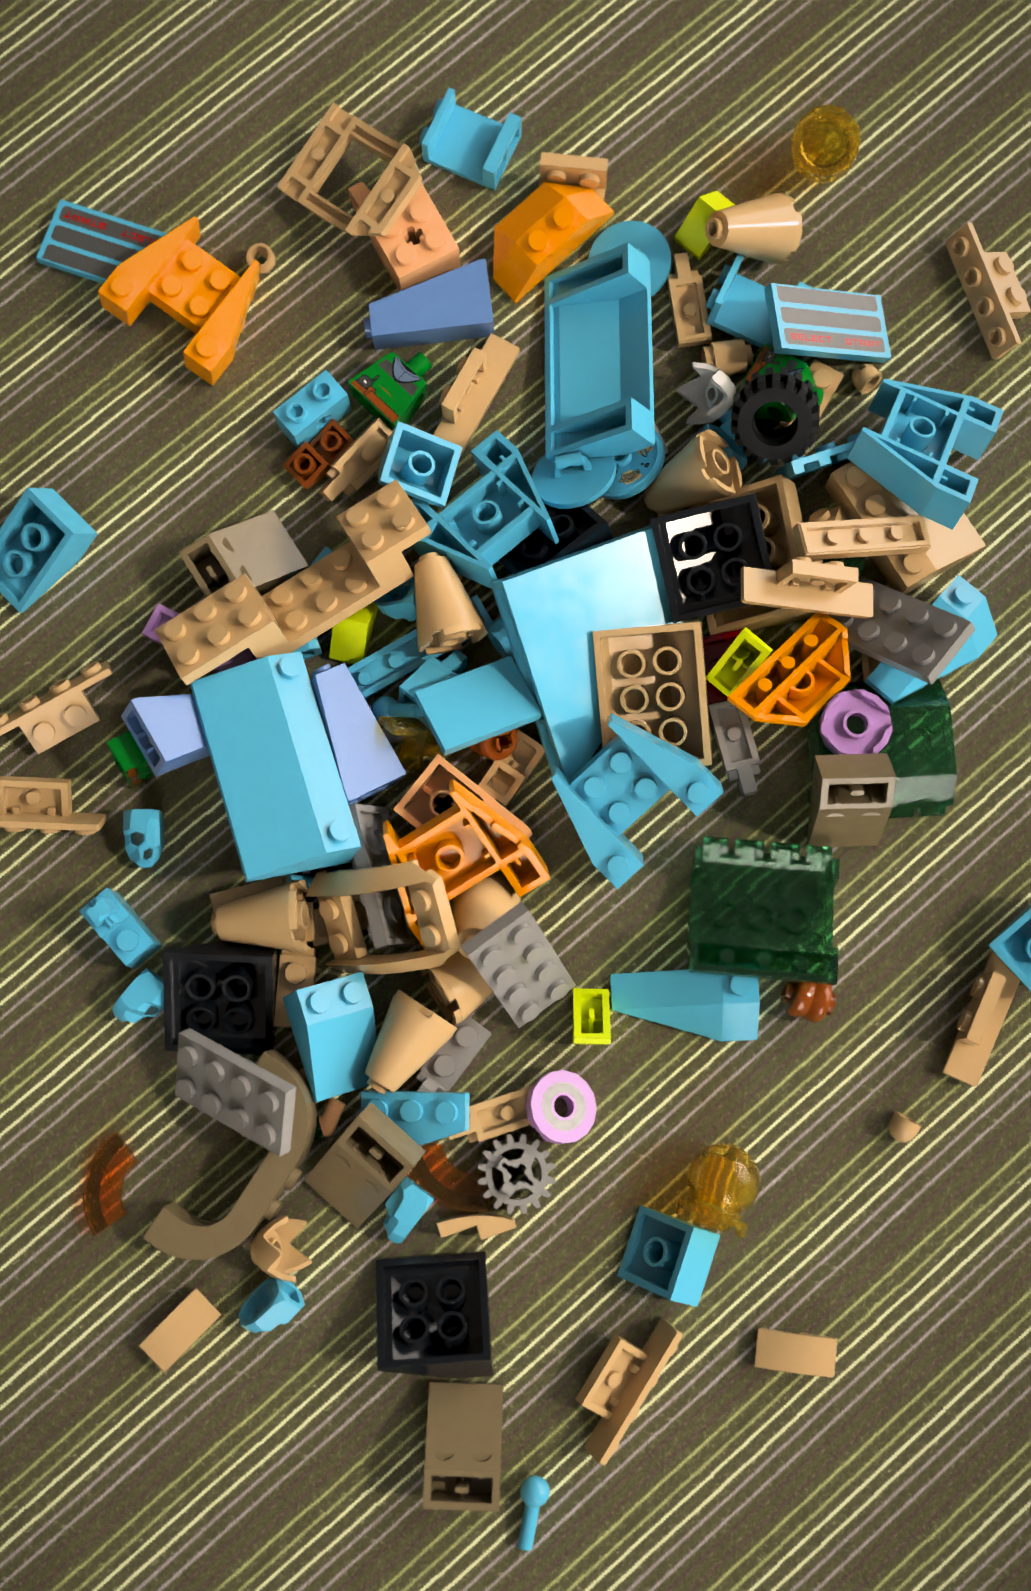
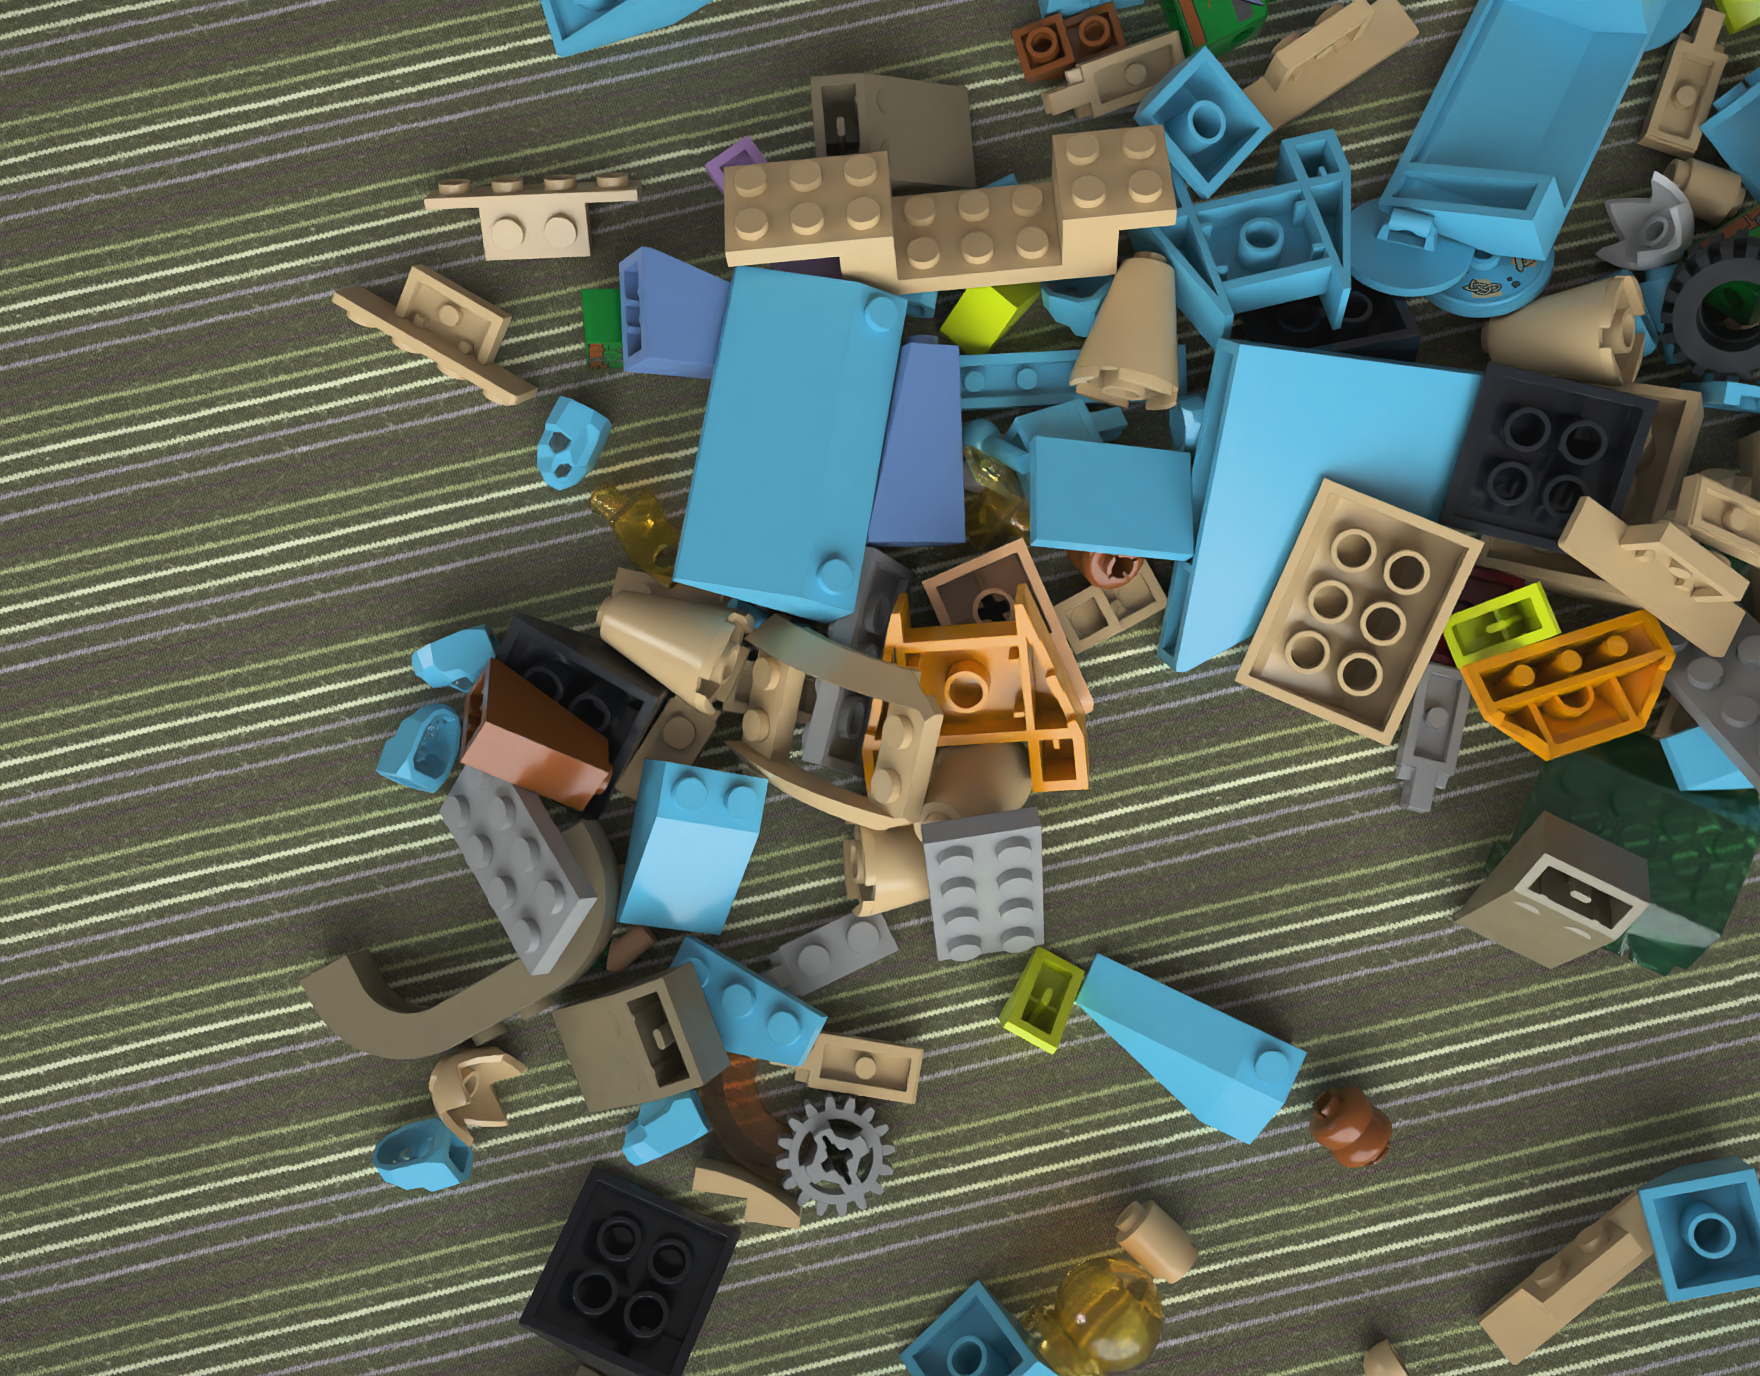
camera: 25 degrees right, 5 degrees up
(105, 1182) = (290, 877): clear orange tile -> none
(121, 928) = (477, 551): medium azure hinge -> none
(146, 1063) = (423, 748): none -> medium azure rock
(179, 1330) = (291, 1123): tan slope -> none
(210, 864) = (638, 527): none -> clear yellow bracket
(210, 1020) = (532, 739): none -> dark orange slope
(405, 1042) = (777, 904): tan cone -> none
(579, 1101) = (968, 1103): tile -> none
(622, 786) = (1253, 712): medium azure wedge -> none
(730, 1124) = (1155, 1241): none -> tan brick
(762, 911) = (1351, 982): clear green slope -> none
(860, 704) = (1652, 789): lavender tile -> none

